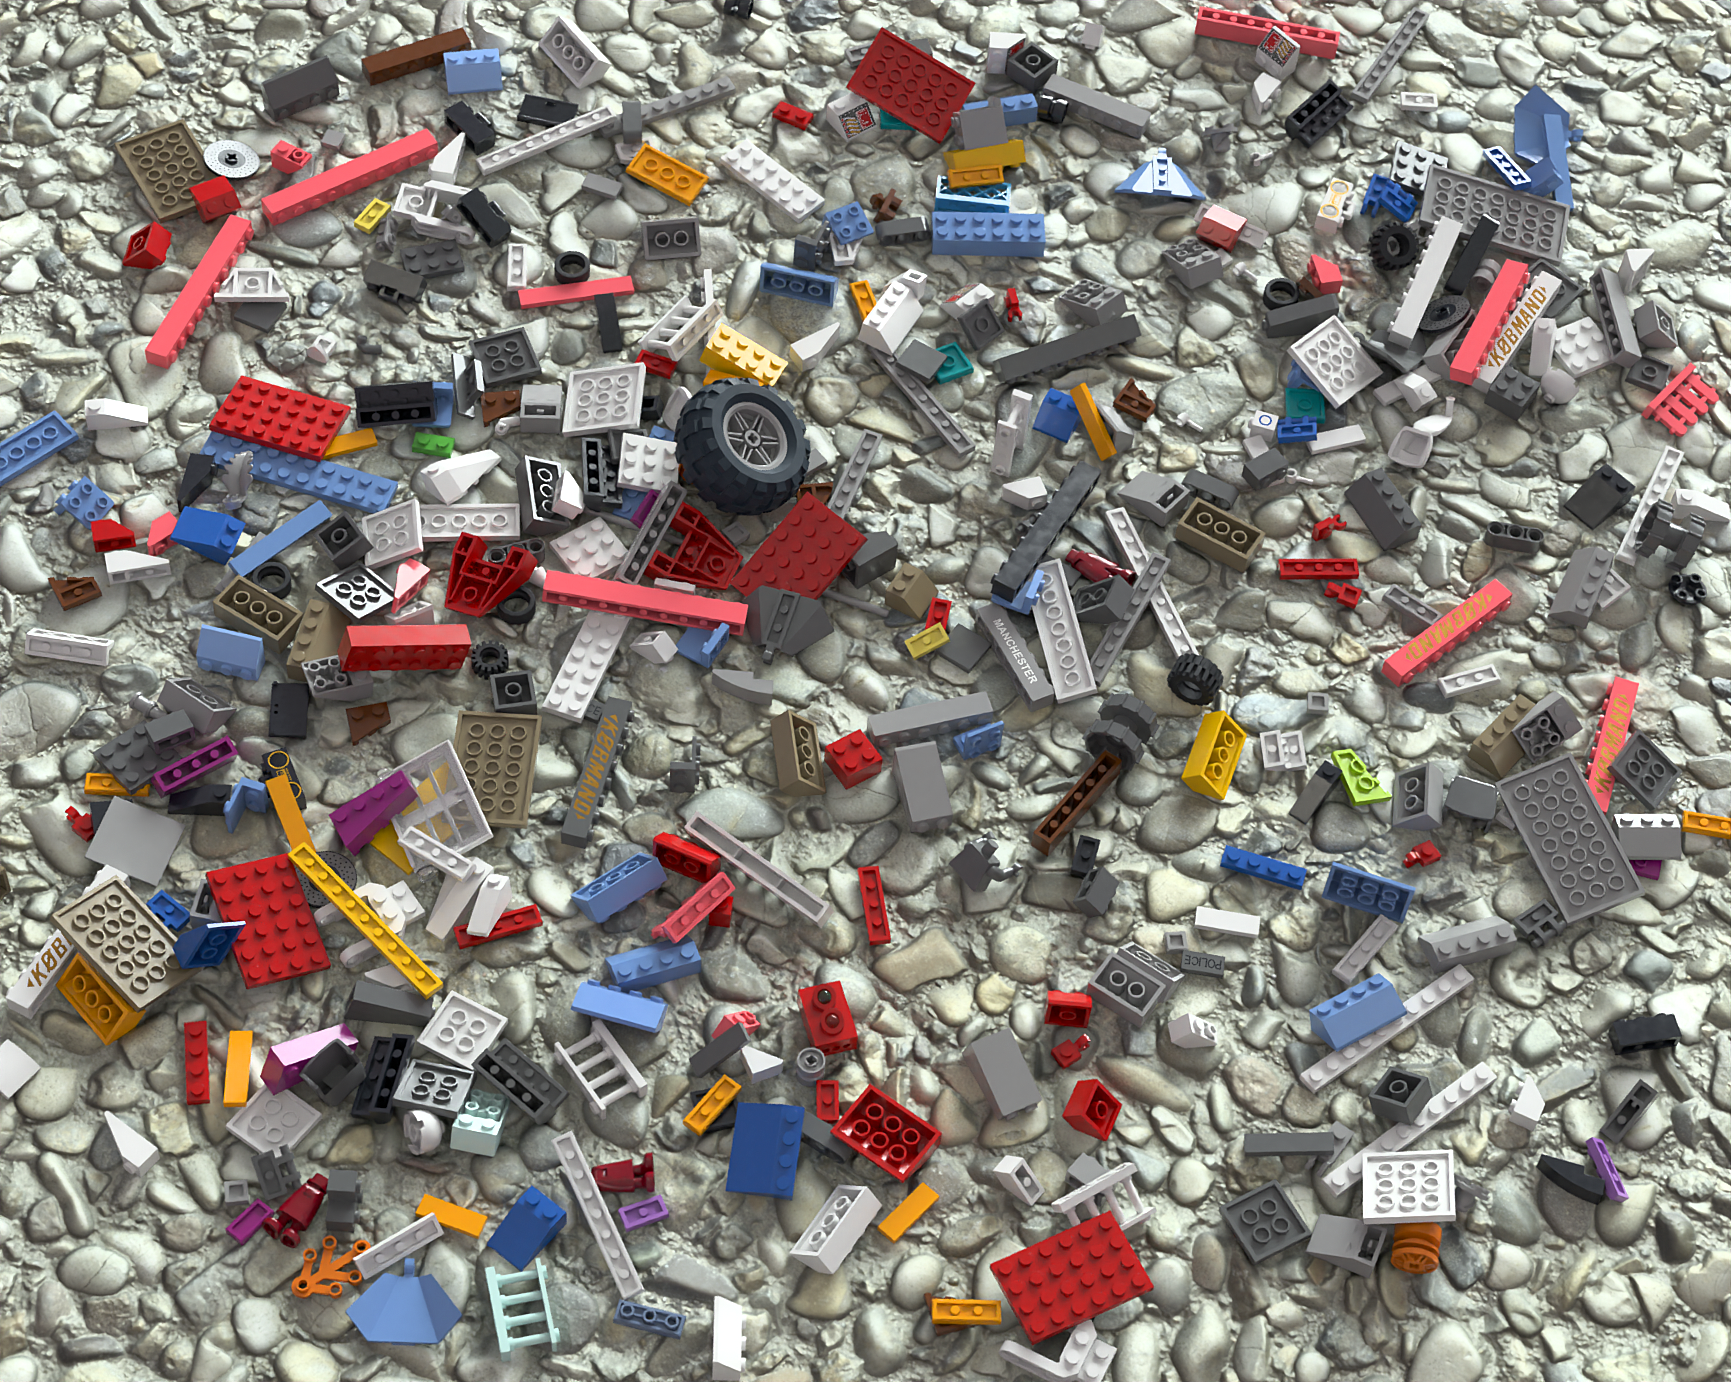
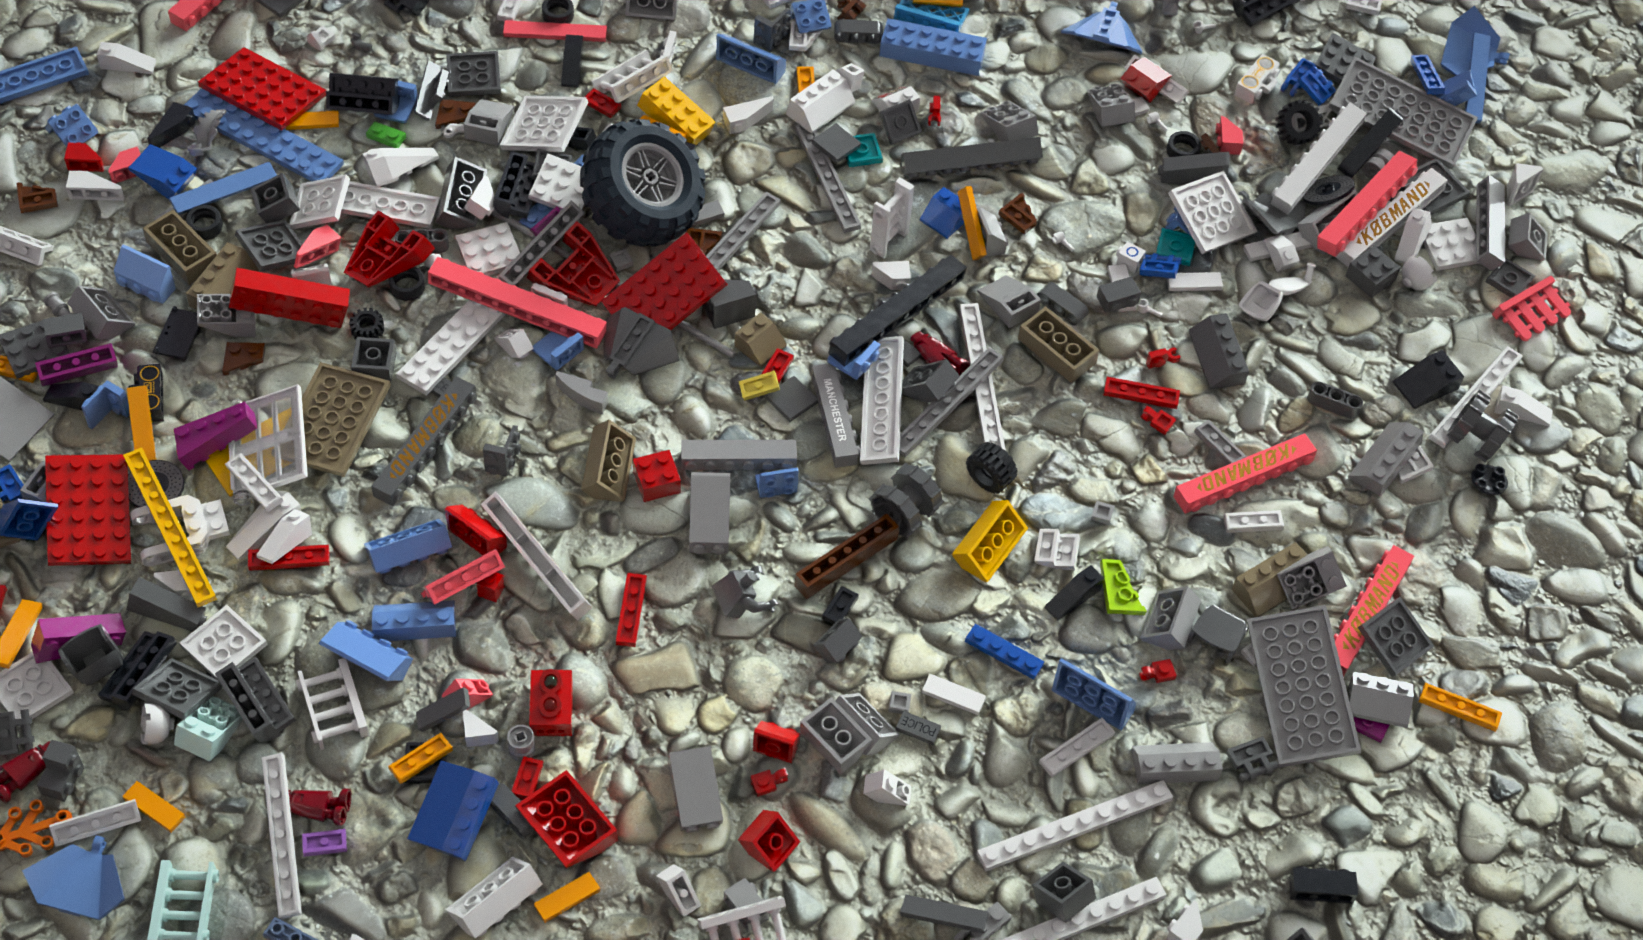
camera: 15 degrees right, 0 degrees up
(527, 1228) = (215, 833): blue slope -> none
(1357, 1012) = (1048, 804): medium blue slope -> none

